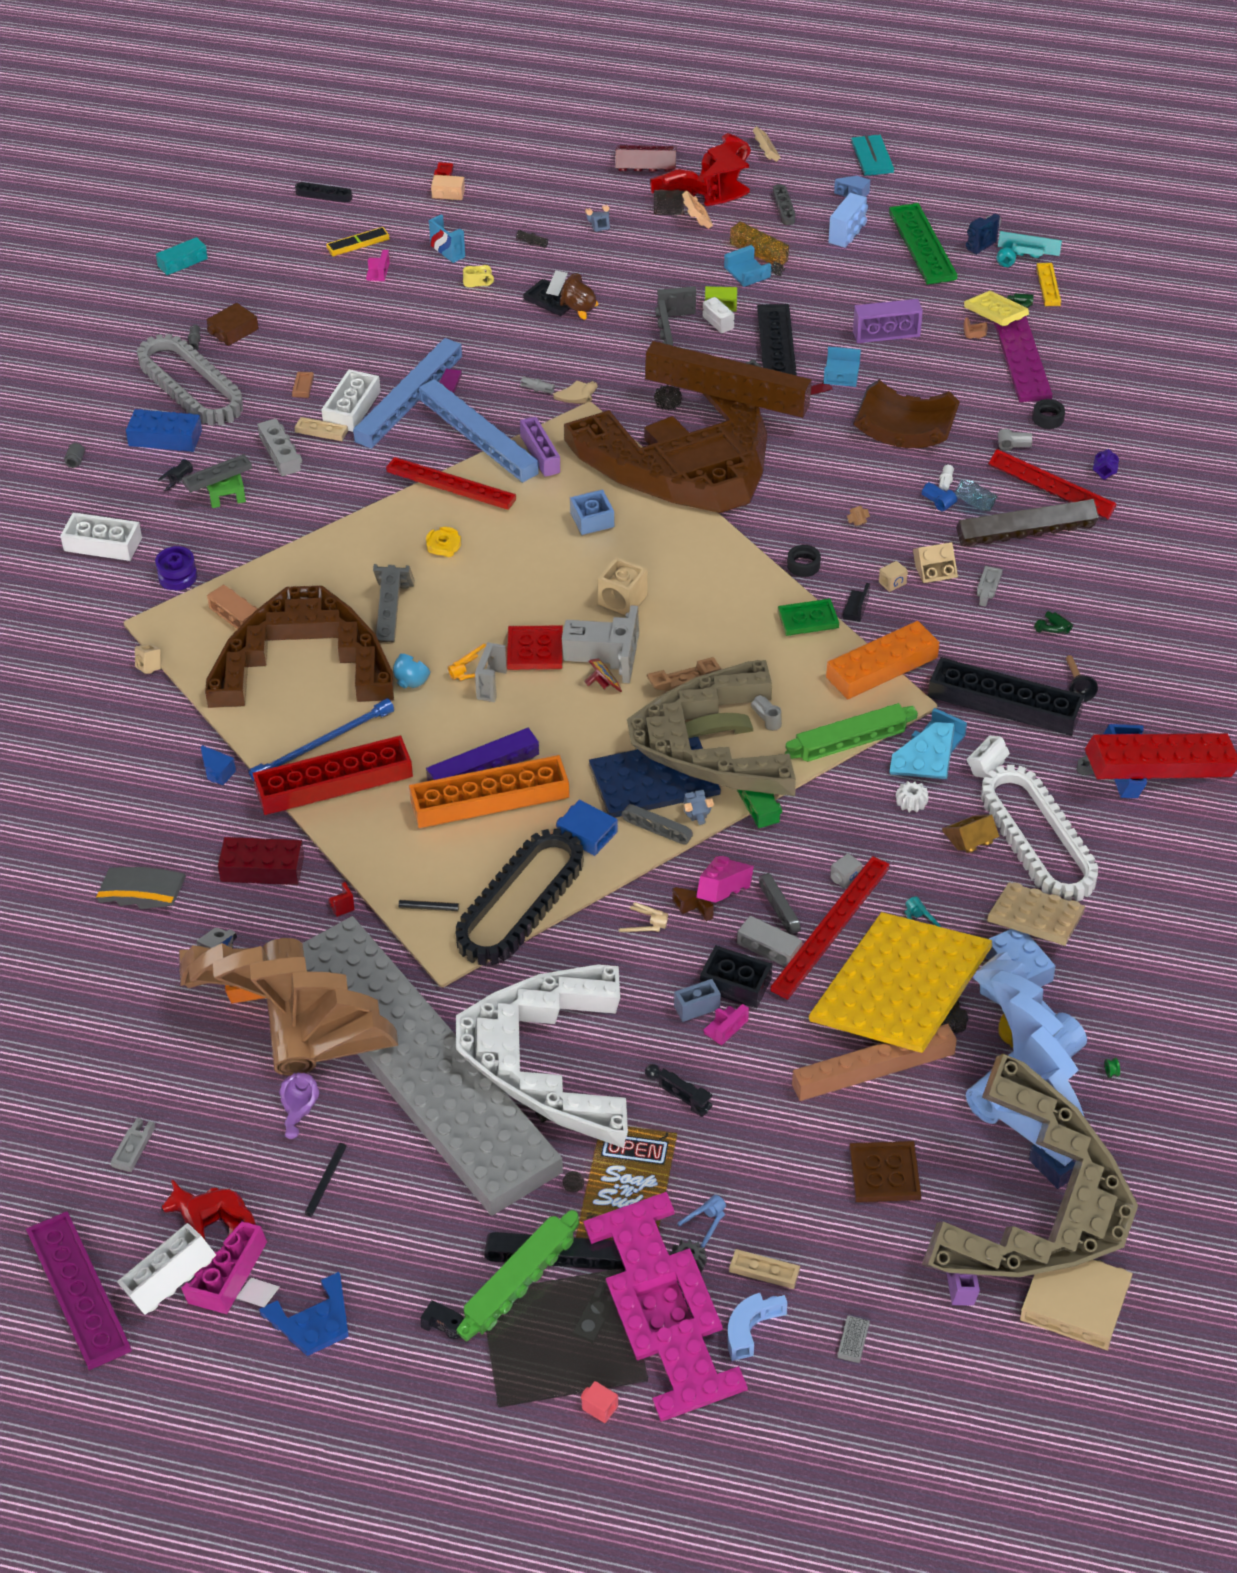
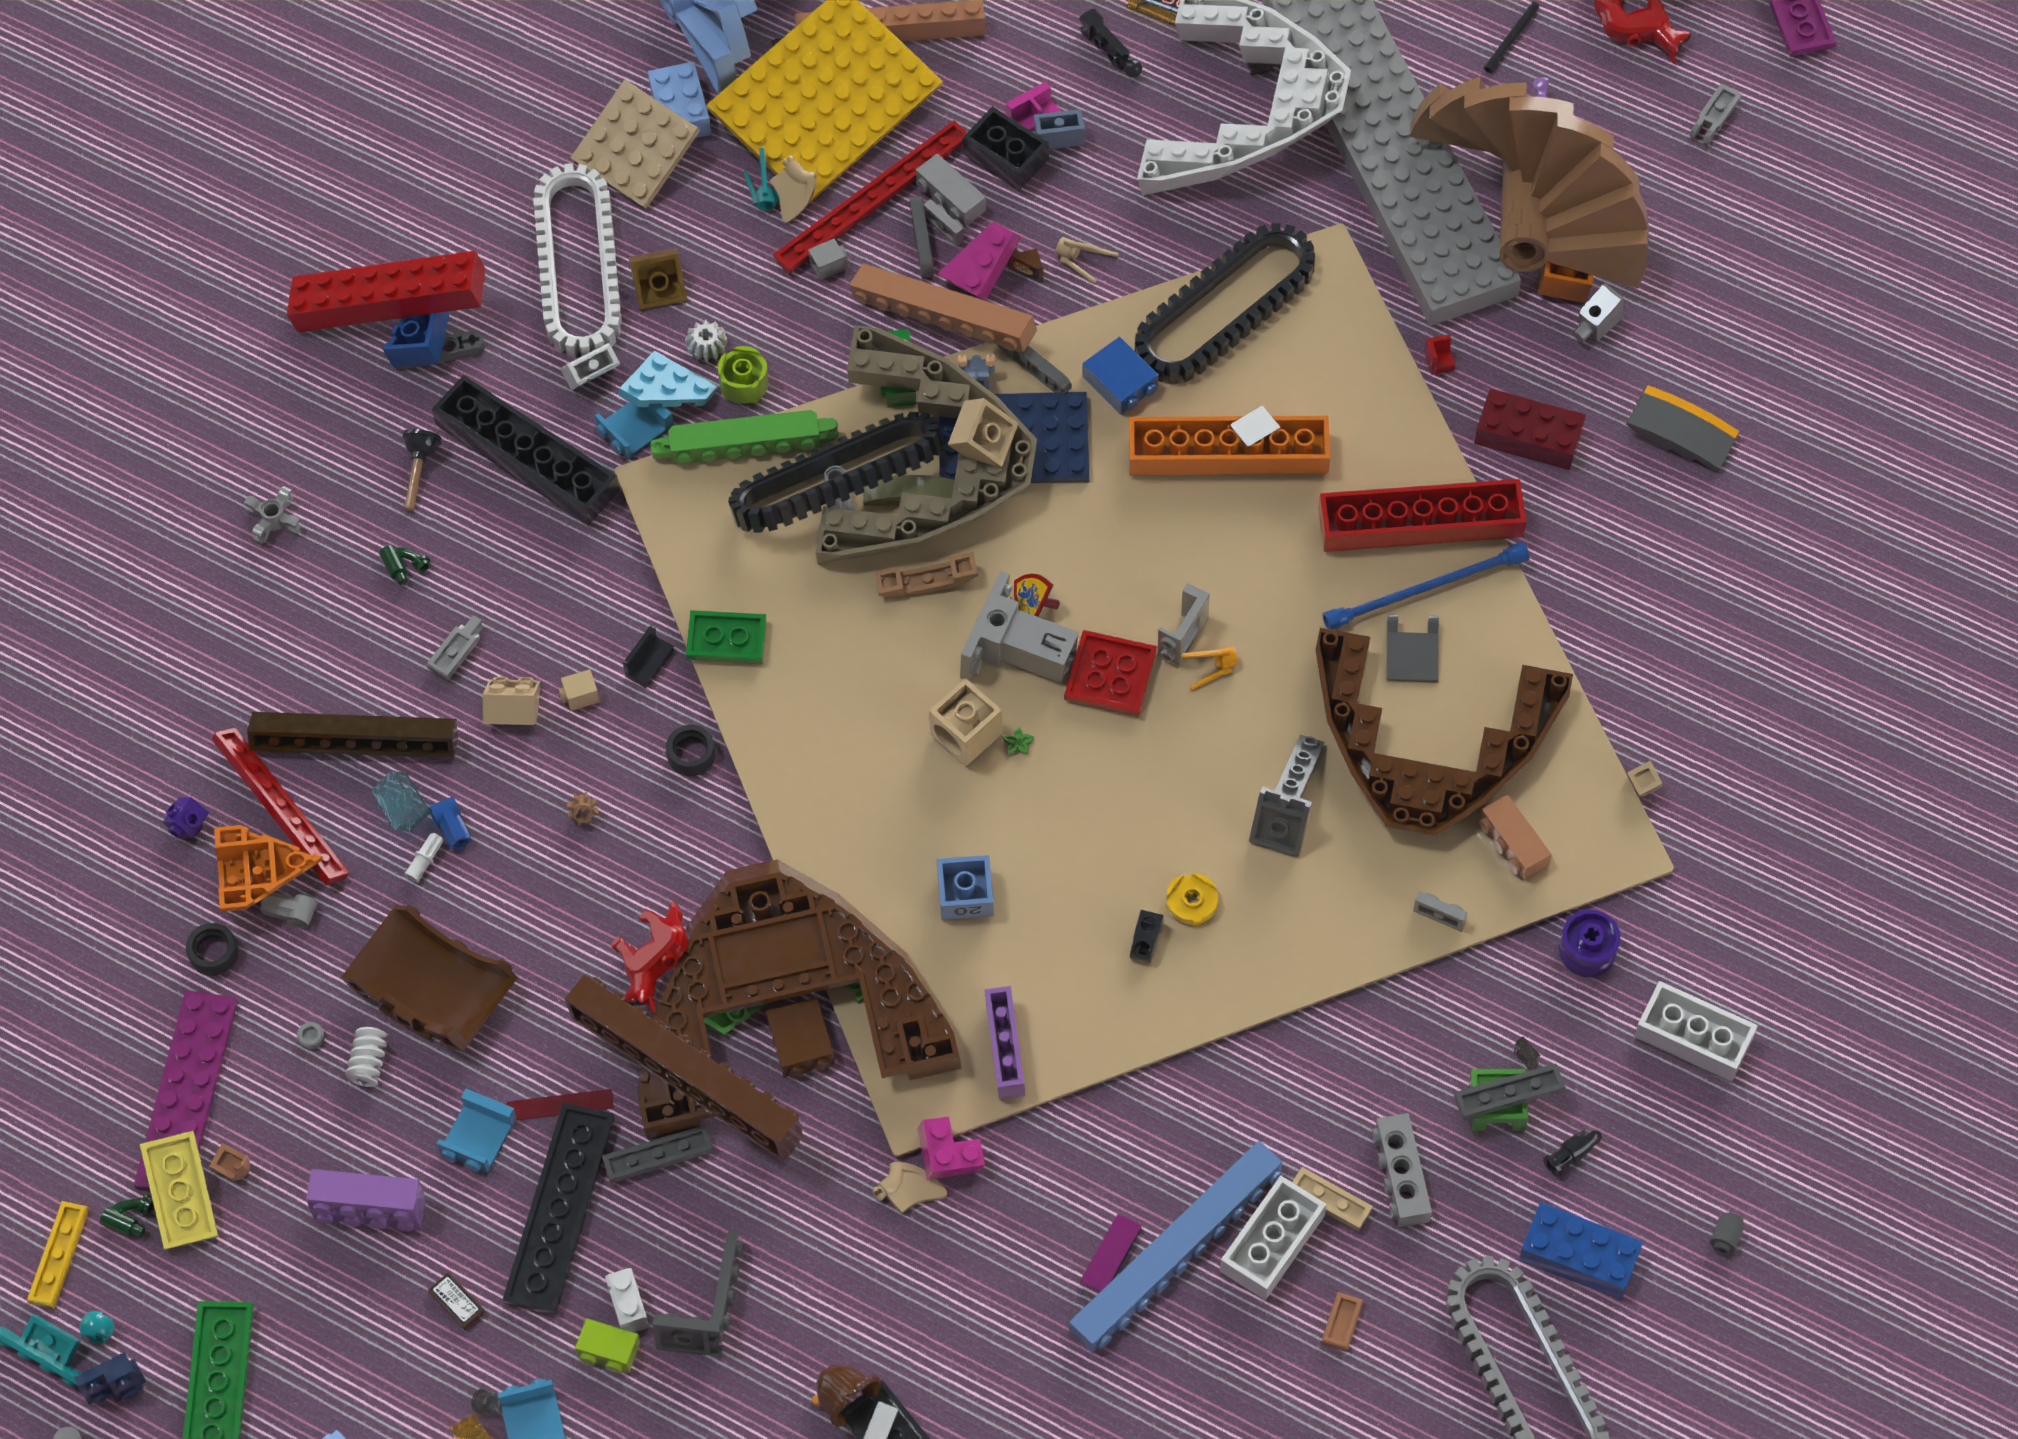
camera: 165 degrees left, 15 degrees up
(210, 512) = (1526, 1053): none -> clear smoke tile
(217, 765) = (1569, 588): blue slope -> none
(278, 562) = (1437, 910): none -> light grey plate
(324, 701) = (1412, 654): none -> dark grey flag
(409, 672) = (1288, 659): dark azure cylinder -> none
(428, 905) = (1336, 322): black bar -> none
(451, 483) = (1156, 1013): red plate -> none
(467, 518) = (1146, 936): none -> black leg
(471, 793) = (1255, 426): none -> white sticker
(479, 430) = (1089, 1116): medium blue brick -> none
(498, 753) = (1224, 501): dark purple brick -> none
(537, 385) = (954, 1207): light grey pin -> none
(556, 398) = (945, 1157): none -> dark pink brick
(586, 602) = (1019, 741): none -> bright green plant
(671, 724) = (983, 432): none -> tan slope
(739, 838) = (943, 308): none -> nougat brick
(765, 914) = (948, 227): none -> light grey plate
(776, 442) = (655, 956): none -> red animal
(807, 661) = (842, 485): none -> black piece
(815, 305) = (456, 1300): none -> tile
(872, 774) = (743, 375): none -> lime brick
(882, 659) = (658, 536): orange brick -> none
(895, 910) = (794, 188): none -> tan arm
(924, 381) = (365, 1055): none -> white piece
(965, 392) = (310, 1036): none -> light grey tile
(1043, 439) = (254, 866): none -> orange wedge
(1159, 630) = (276, 522): none -> light grey pin

